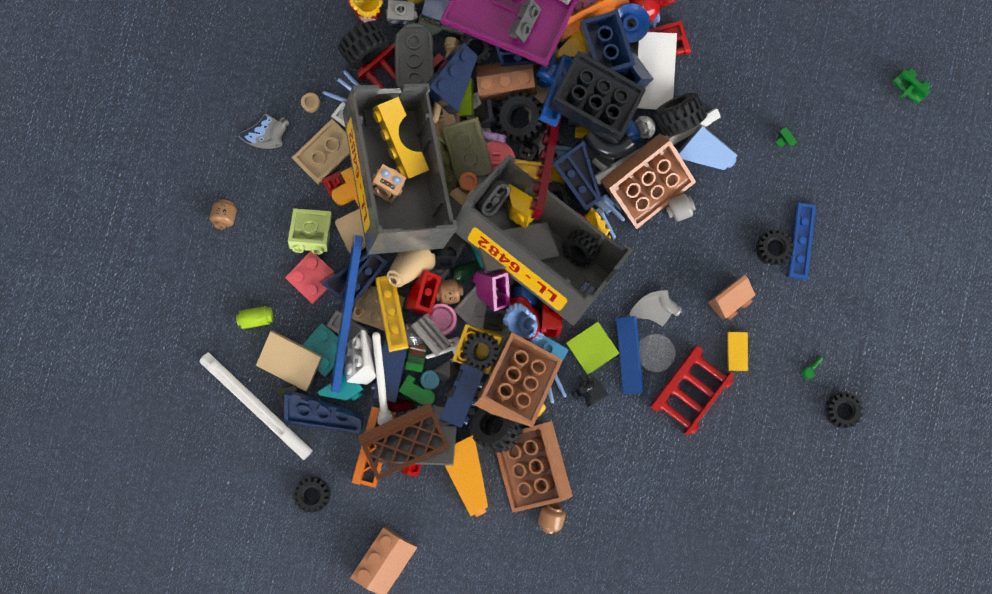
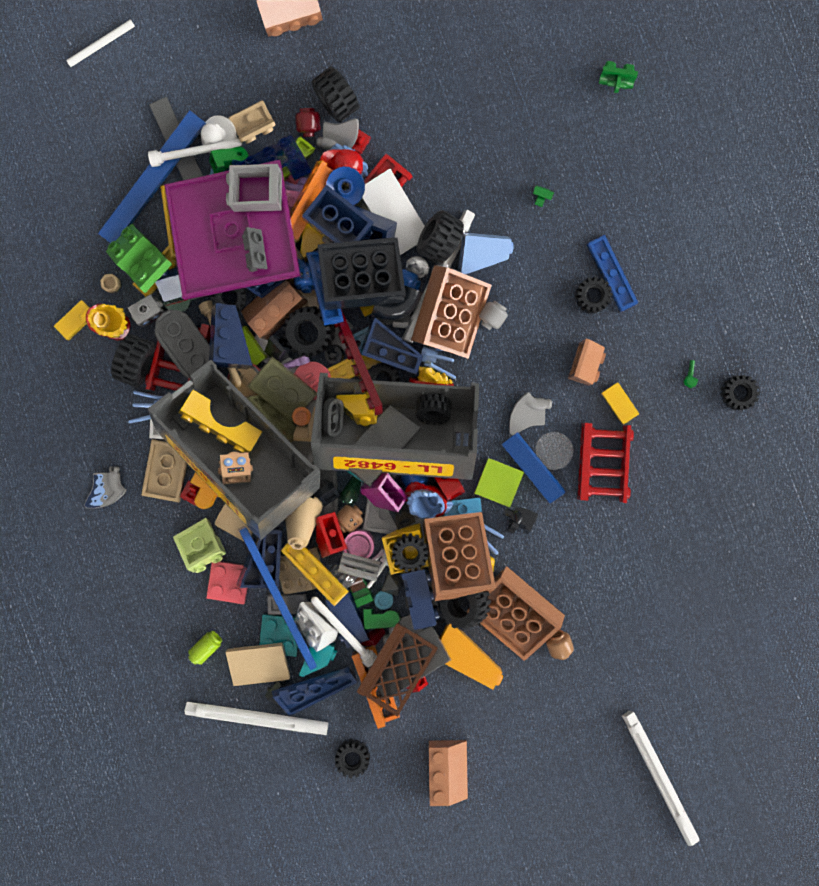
camera: 30 degrees left, 5 degrees up
(223, 214) = (118, 581): medium nougat head -> none
(310, 102) = (124, 437): tan tile -> none

